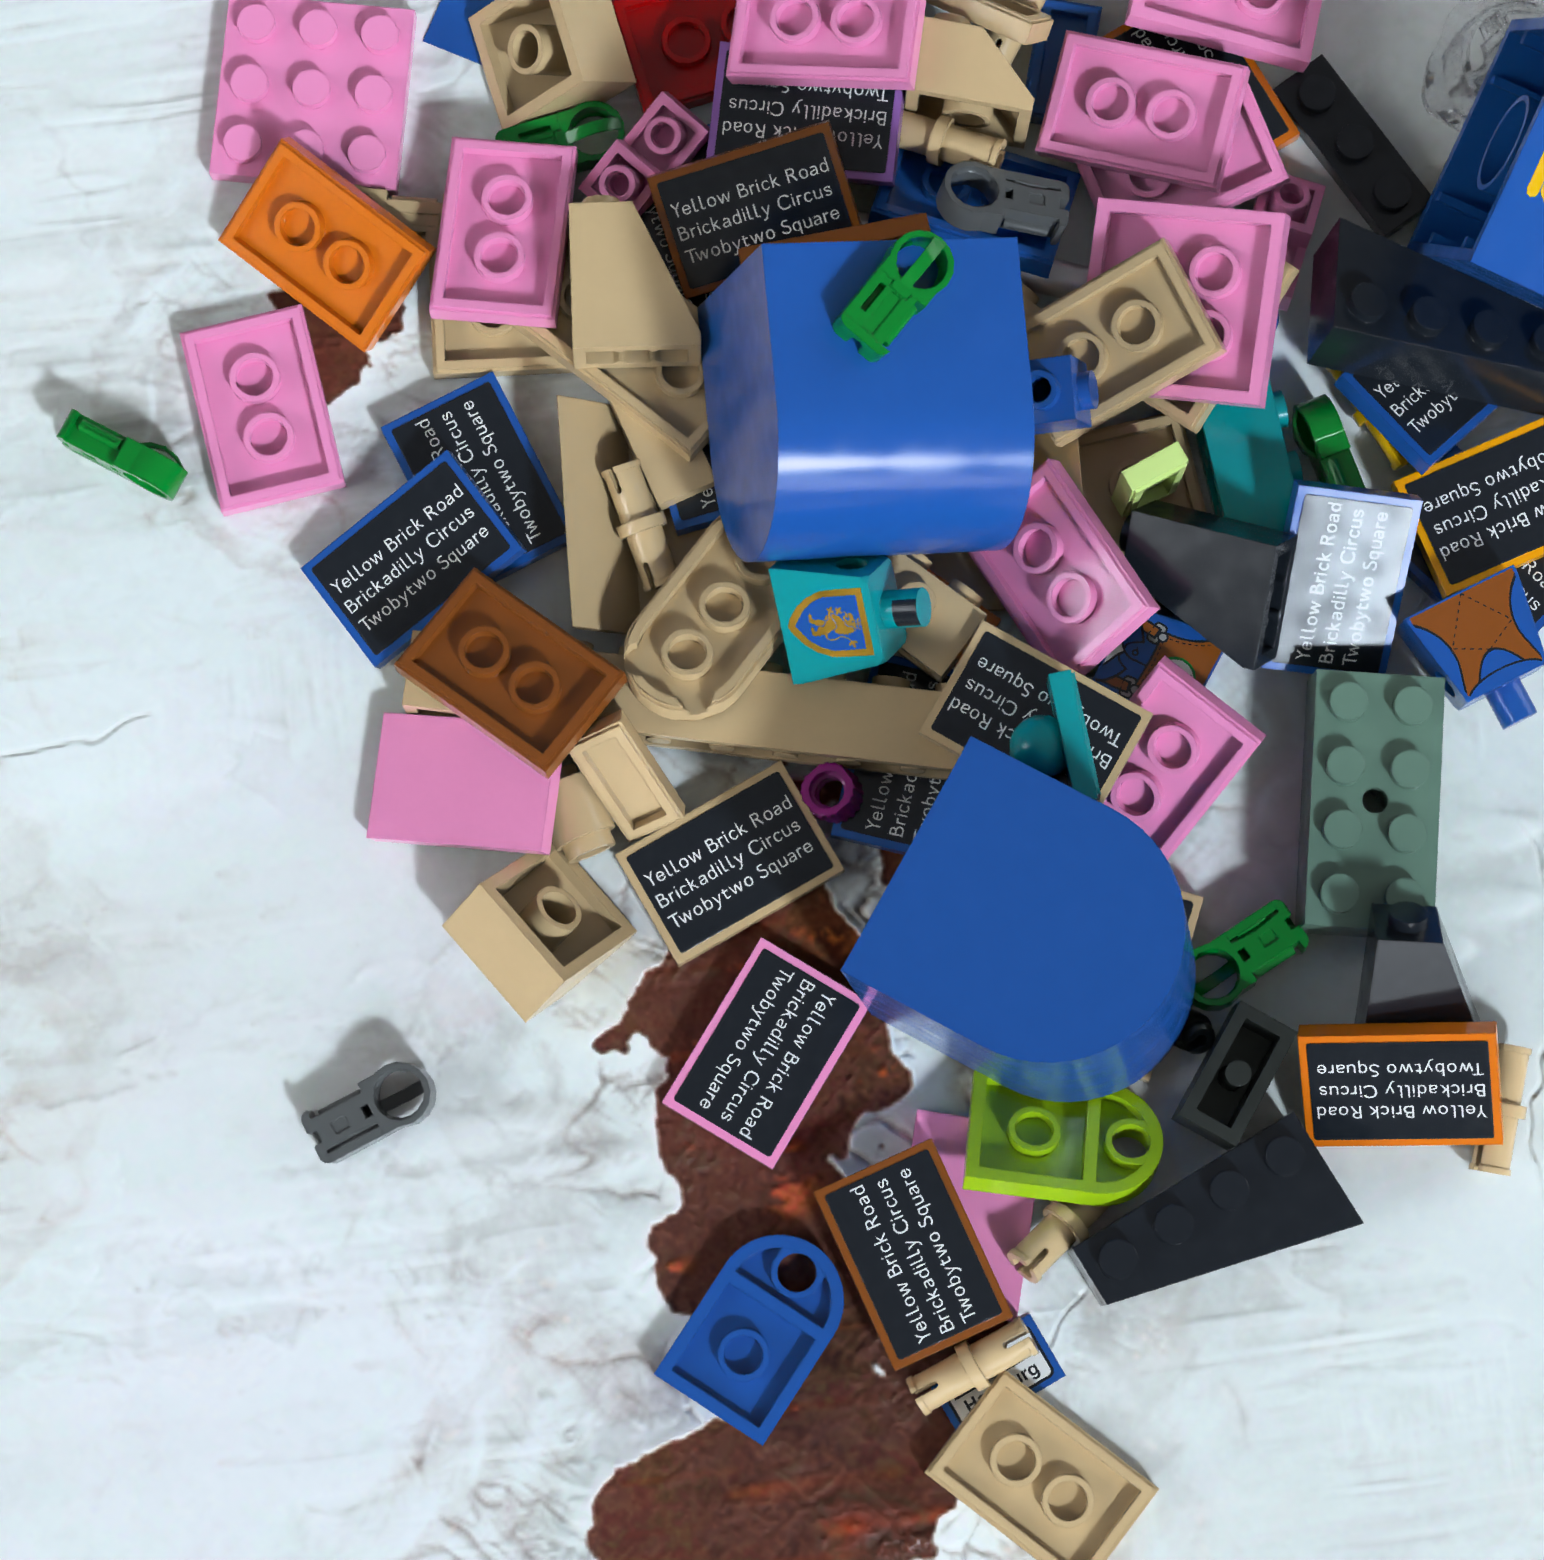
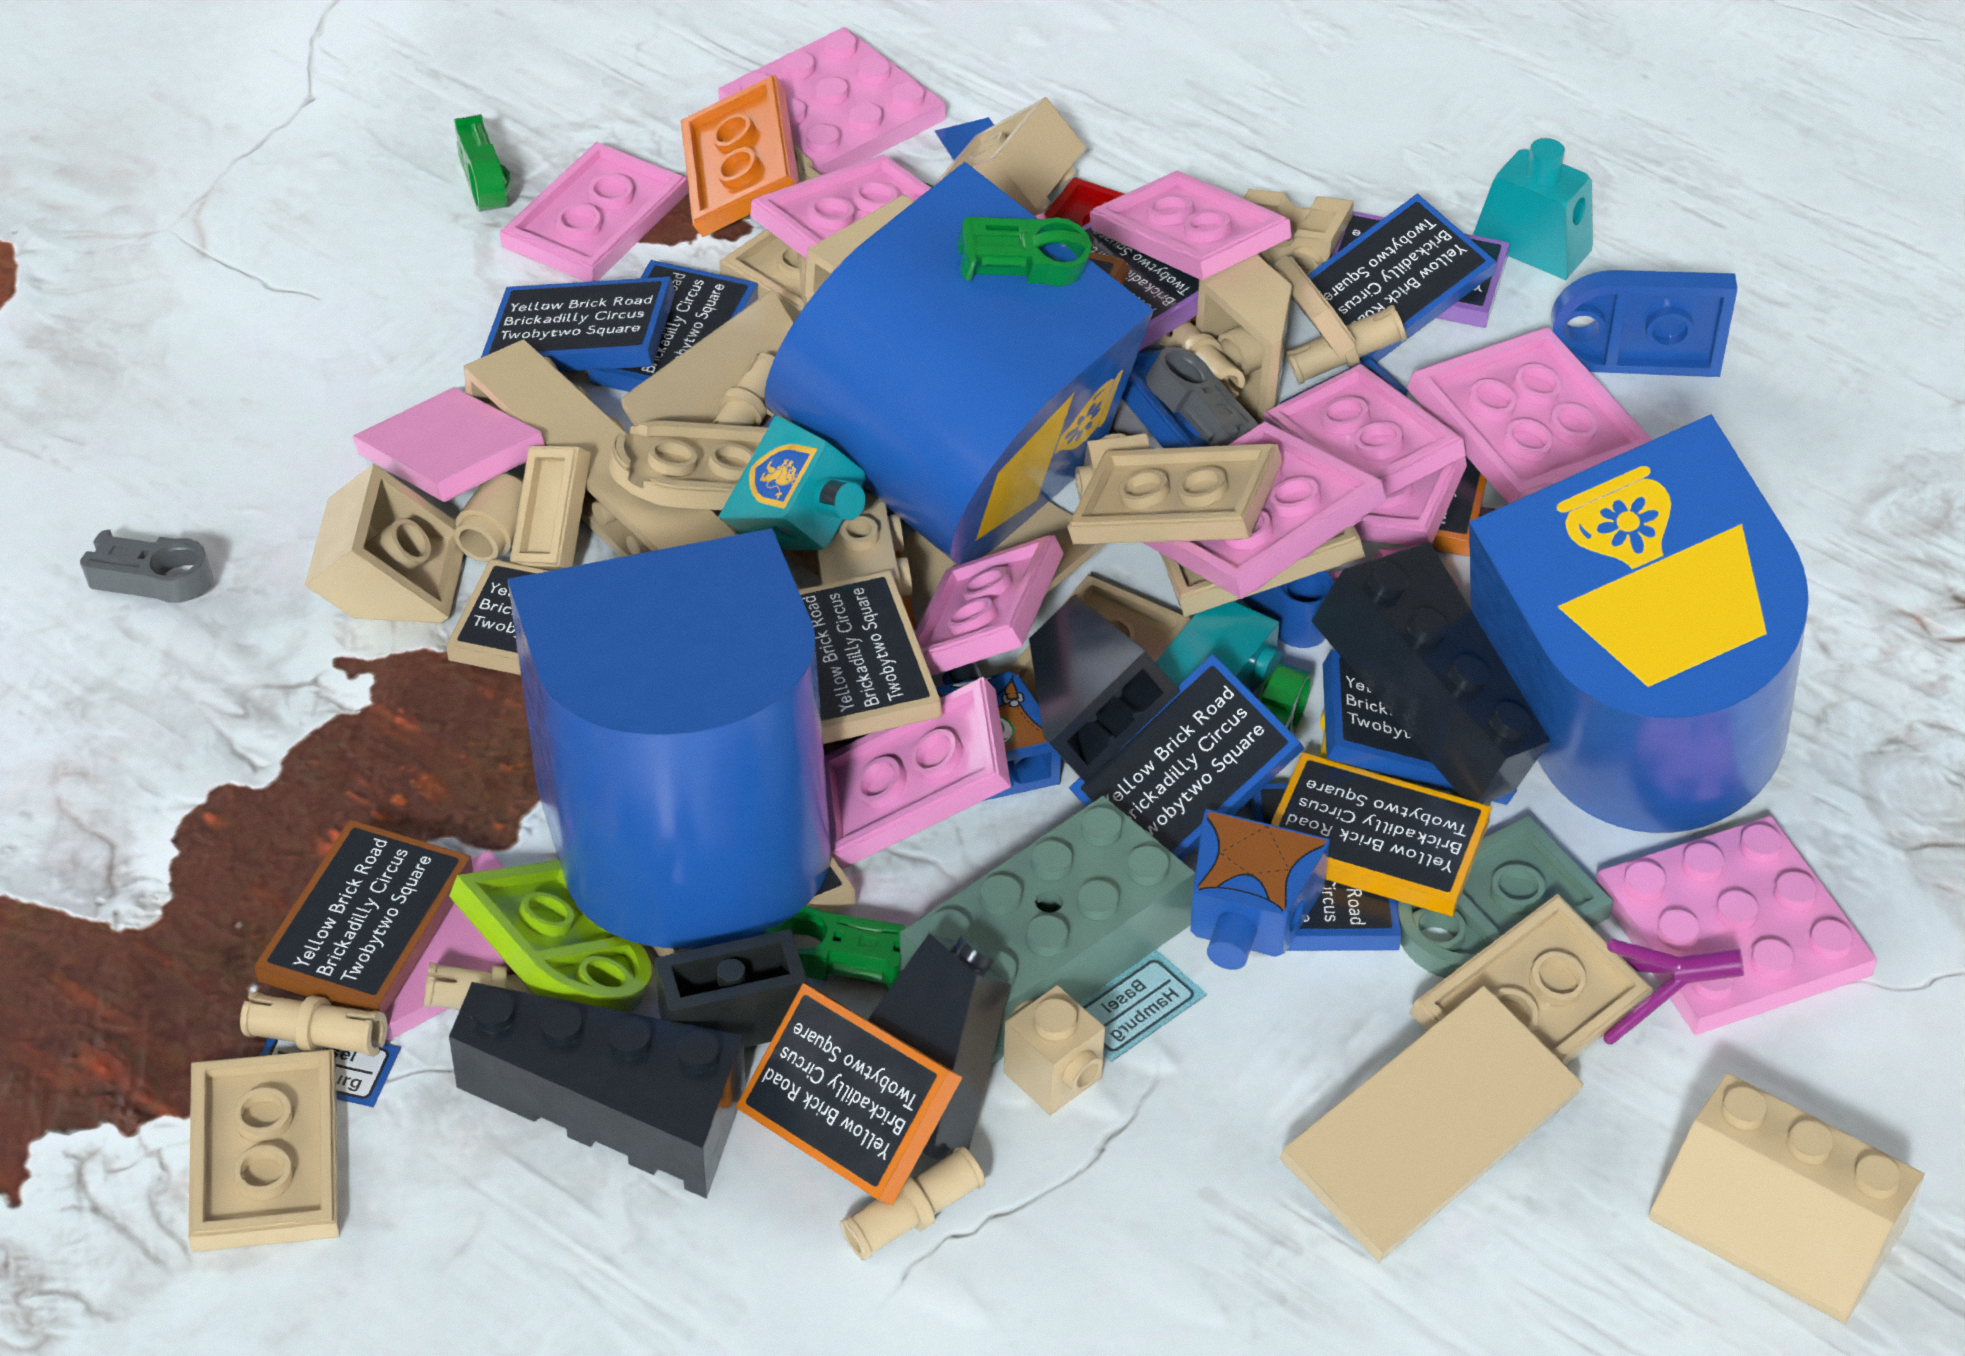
camera: 45 degrees right, 35 degrees down
(510, 672) = (549, 387): dark orange tile -> none
(754, 1338) = (200, 891): blue tile -> none
(766, 1053) = (433, 744): black tile -> none
(1061, 740) = (856, 648): teal tile -> none
(1062, 394) = (1086, 474): blue brick -> none
(1150, 479) = (1115, 585): yellowish green tile -> none
(1469, 798) = (1140, 1002): none -> clear light blue sticker
(1479, 903) = (1053, 1049): none -> tan brick

